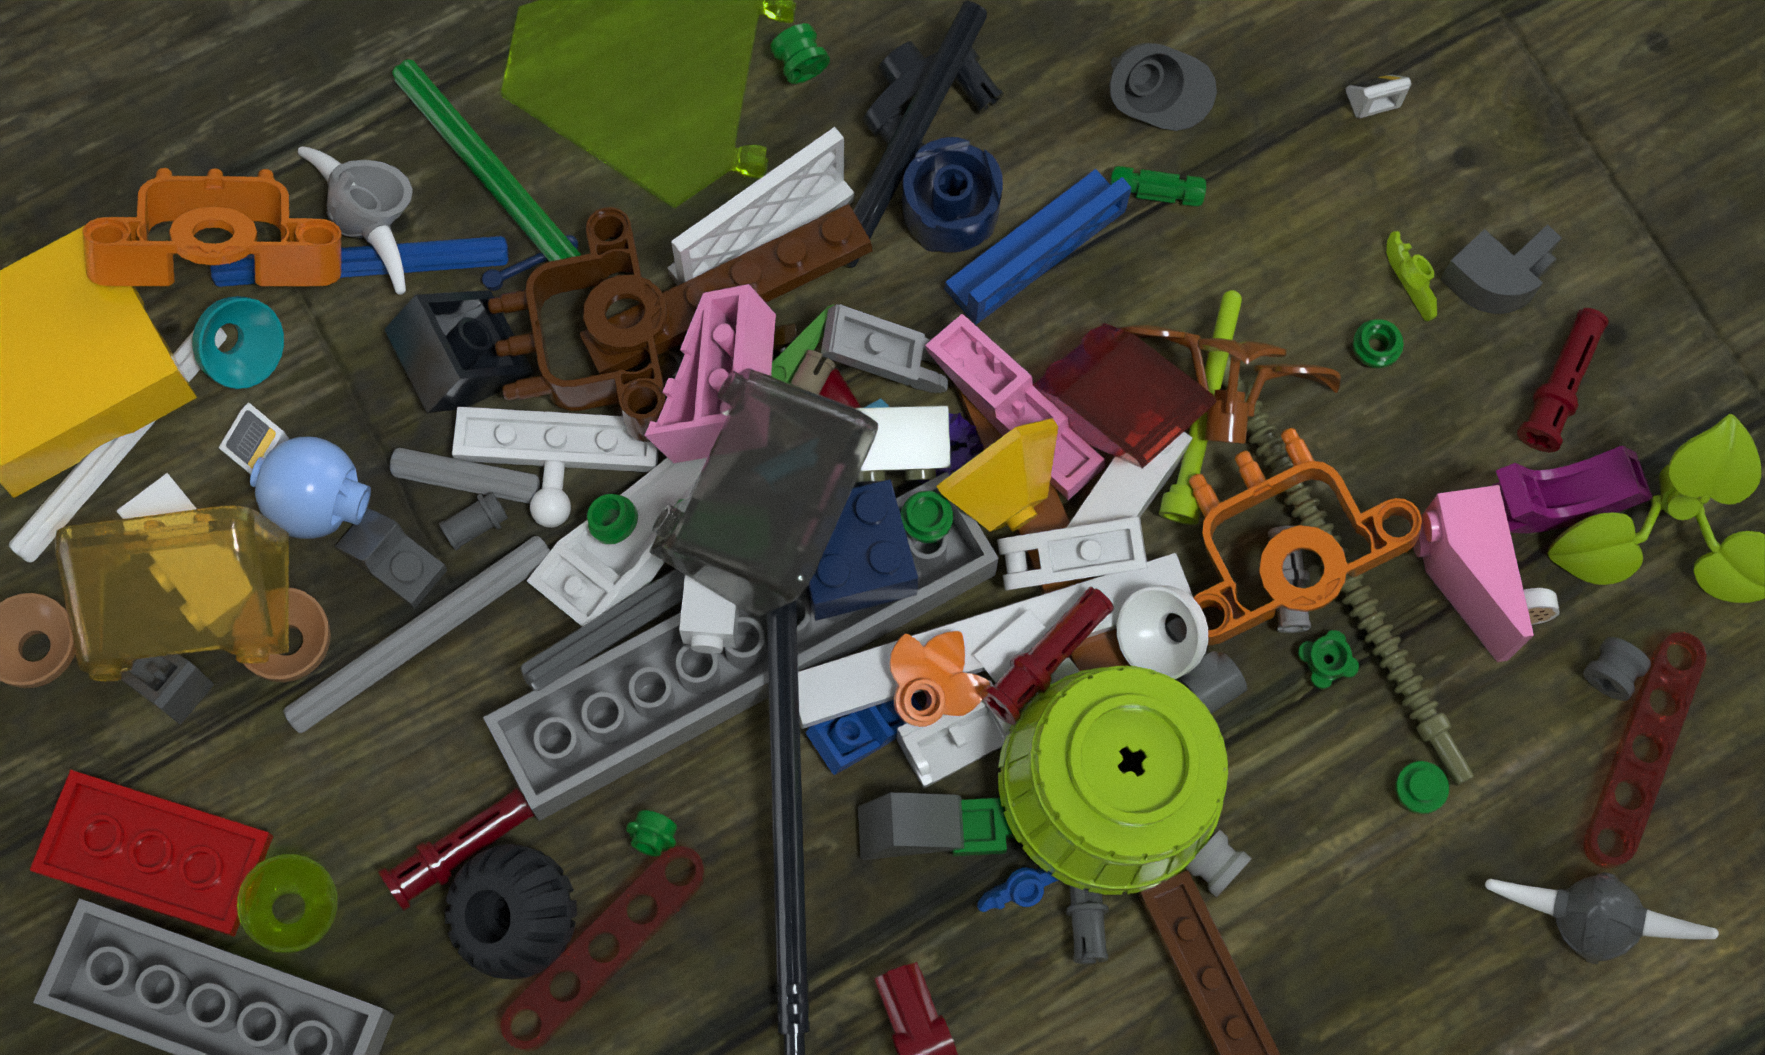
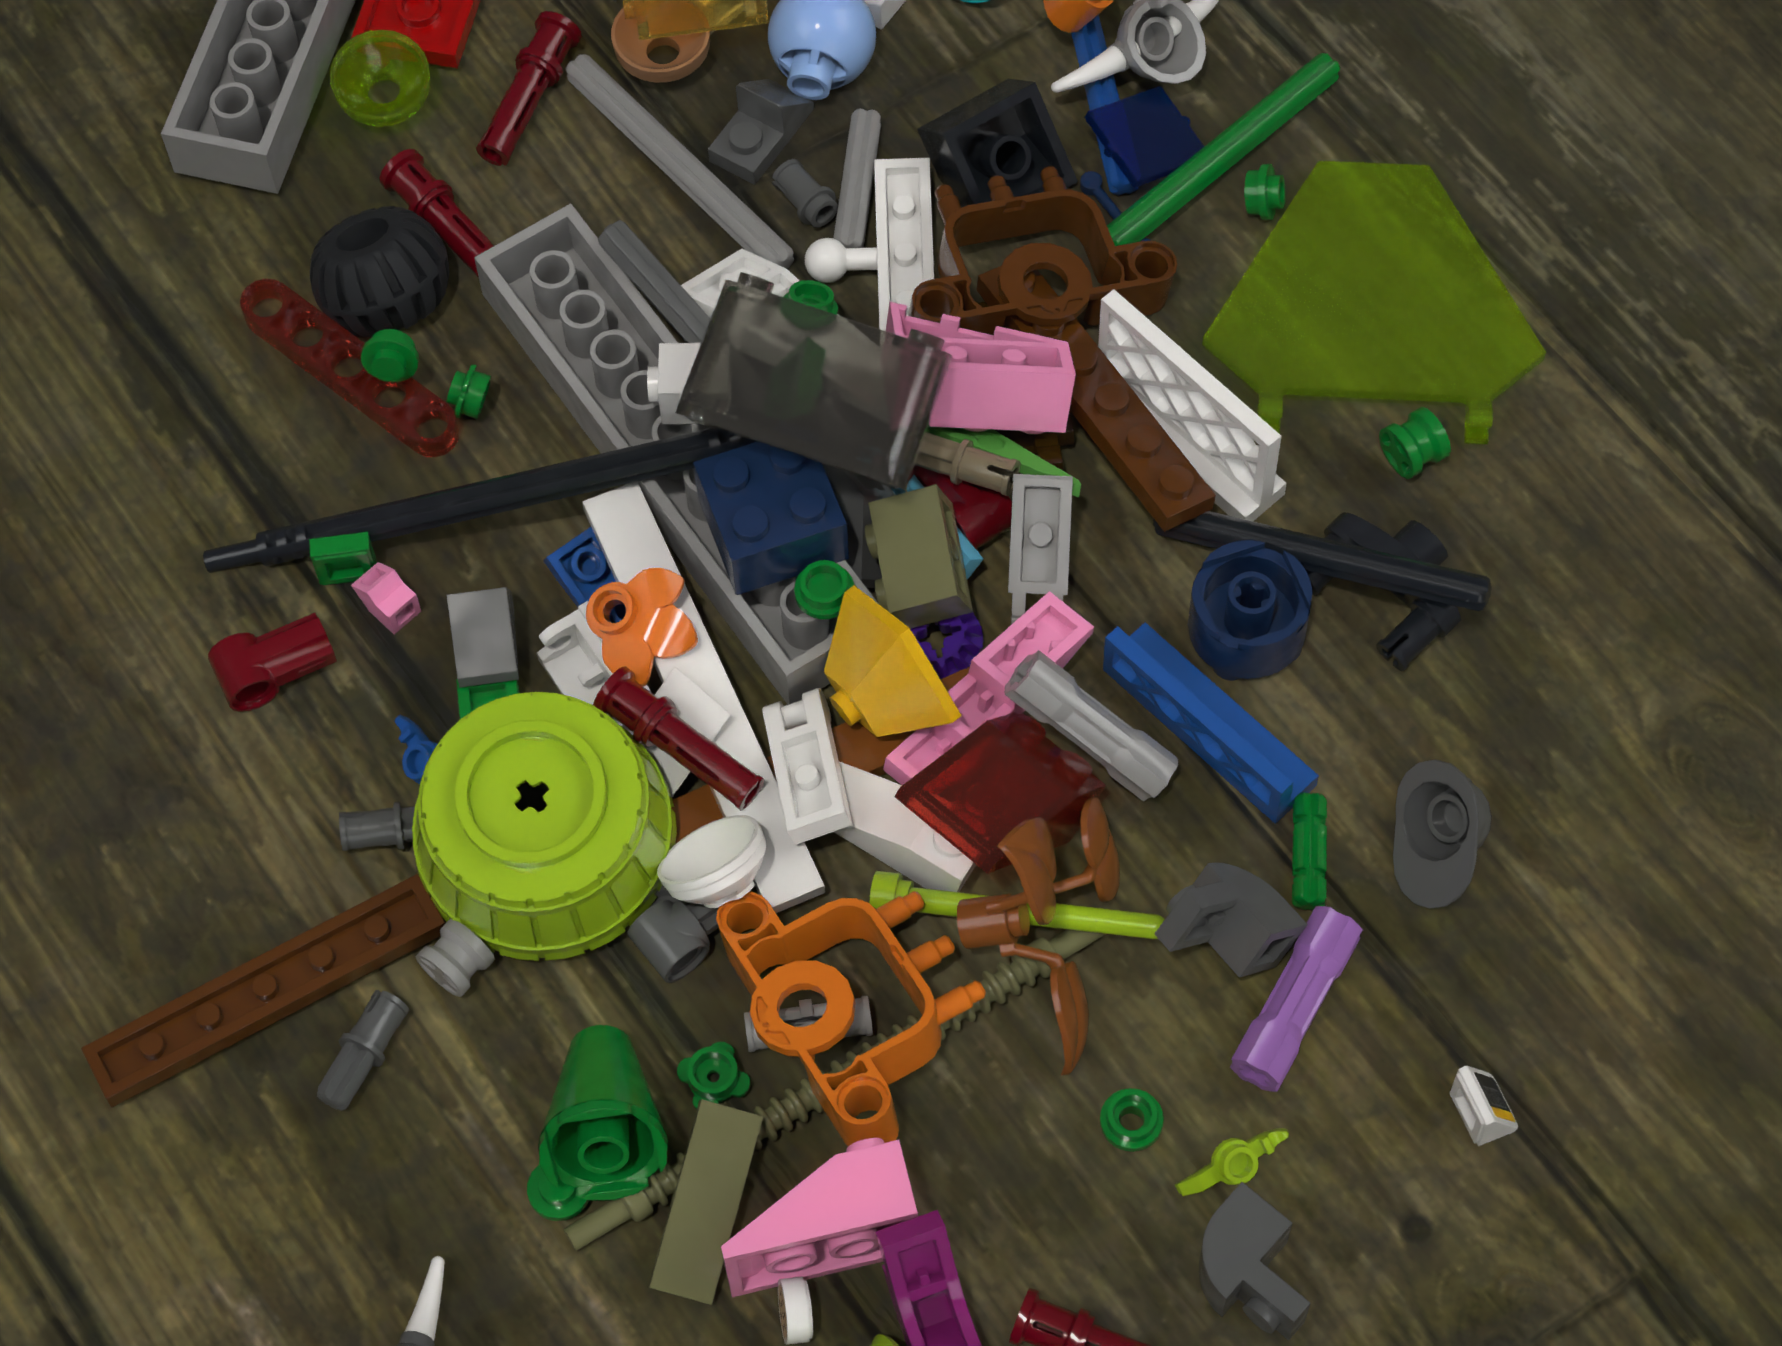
camera: 90 degrees right, 10 degrees down
(292, 756) = (537, 69): none -> dark red pin
(460, 223) = (1144, 135): none -> clear blue piece
(533, 135) = (1264, 192): none -> green plate
(618, 898) = (390, 356): none -> green plate
(818, 952) = (342, 557): none -> green tile
(856, 916) = (387, 597): none -> bright pink piece
(1040, 342) = (1056, 699): none -> light grey axle
(1228, 239) = (1236, 916): none -> dark grey brick
(1296, 947) = (362, 1049): none -> dark grey axle
(1317, 228) = (1277, 1032): none -> medium lavender axle
(1374, 739) = (602, 1120): none -> green cone
(1445, 666) = (705, 1202): none -> olive tile

